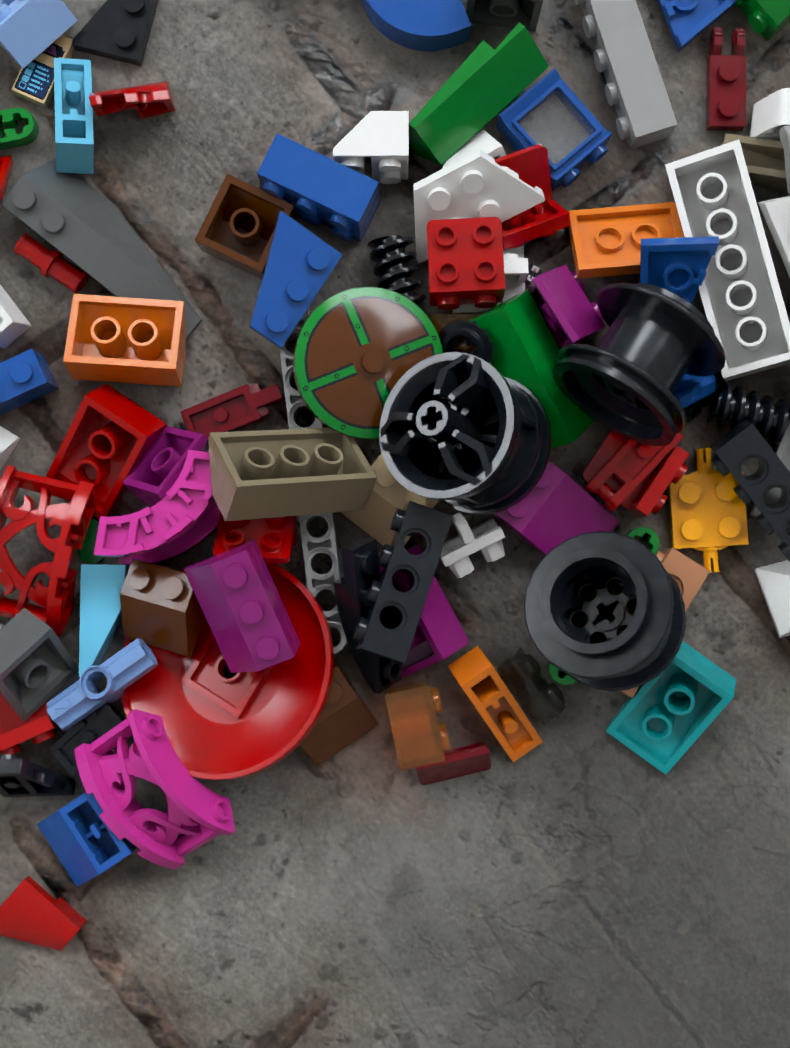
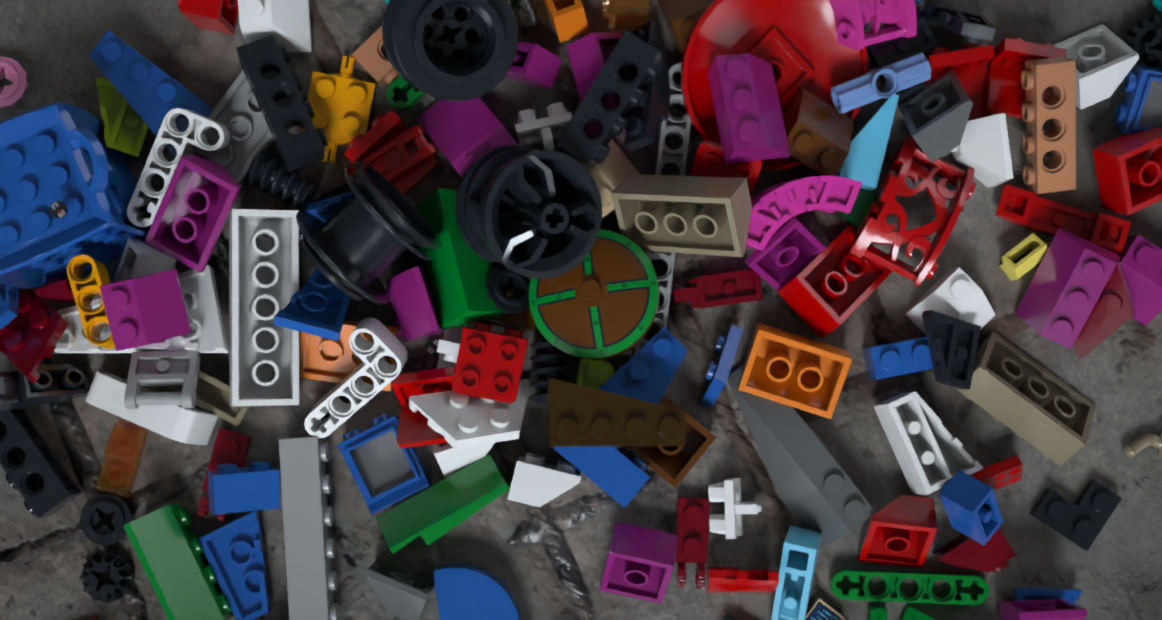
camera: 165 degrees left, 0 degrees up
(50, 263) = (845, 455): red pin -> none
(156, 175) = (731, 521): none -> white hips
(198, 135) = (692, 541): none -> dark red hinge
(208, 322) = (720, 368): none -> blue wing
(248, 94) = (639, 562): none -> magenta slope
(315, 218) = (604, 419): none -> dark brown wedge
(350, 276) = (594, 373): none -> lime tile
(498, 611) = (534, 66): none -> magenta slope
(587, 228) = (352, 385): none -> white beam
(701, 63) = (243, 488): none -> blue brick

